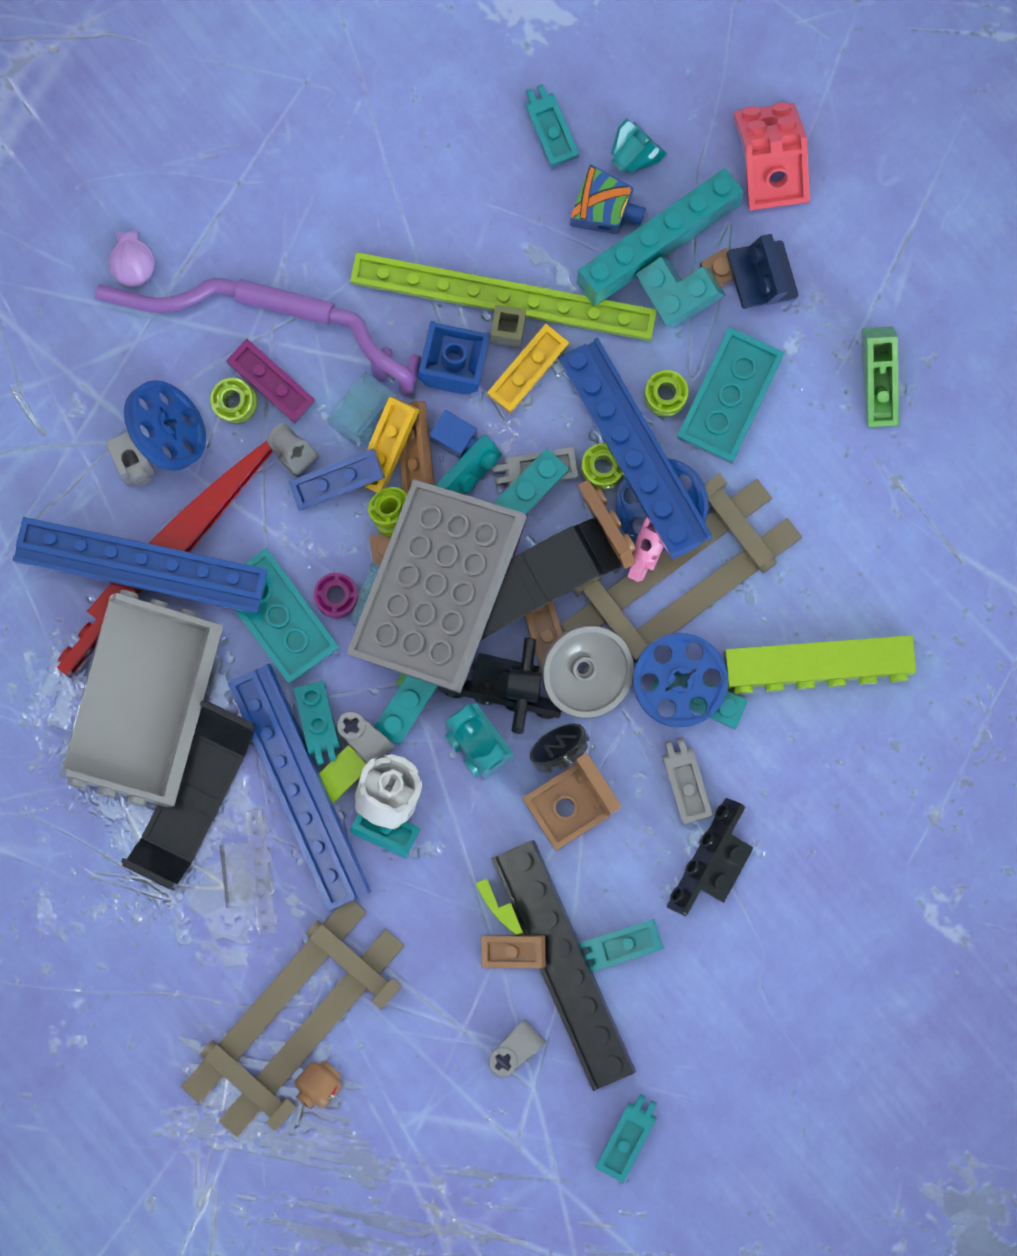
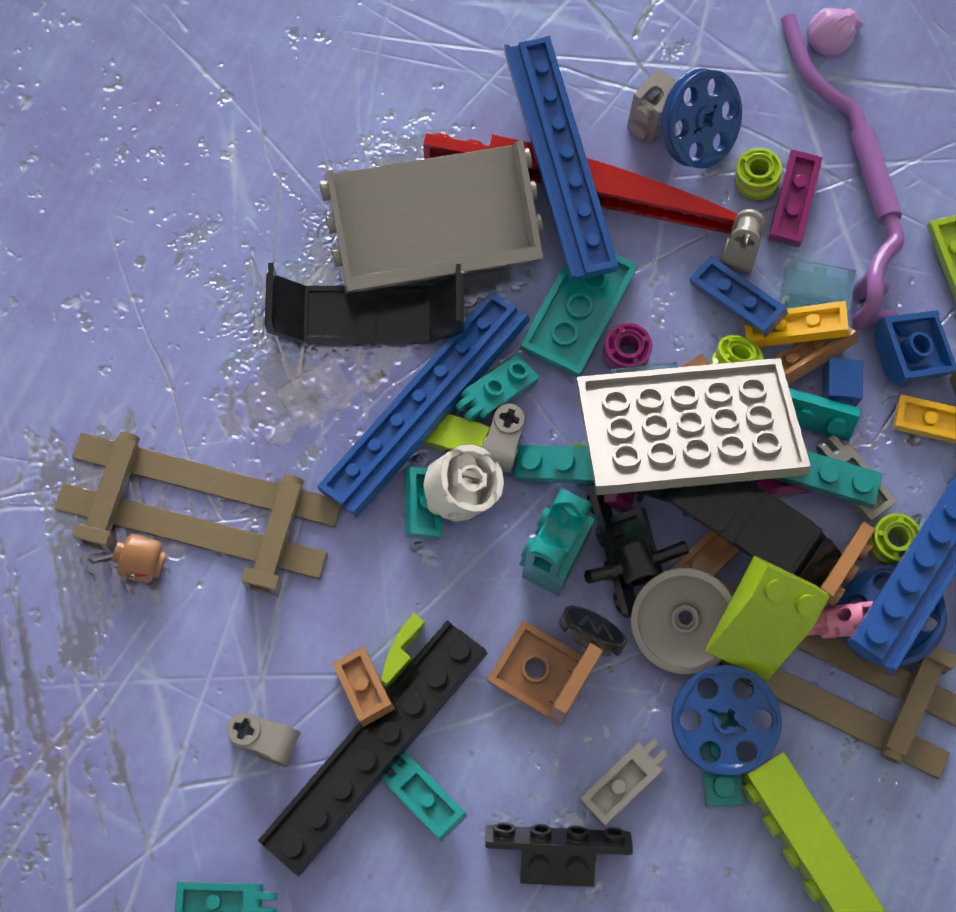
camera: 60 degrees right, 10 degrees down
(620, 608) = (766, 618): none -> lime slope

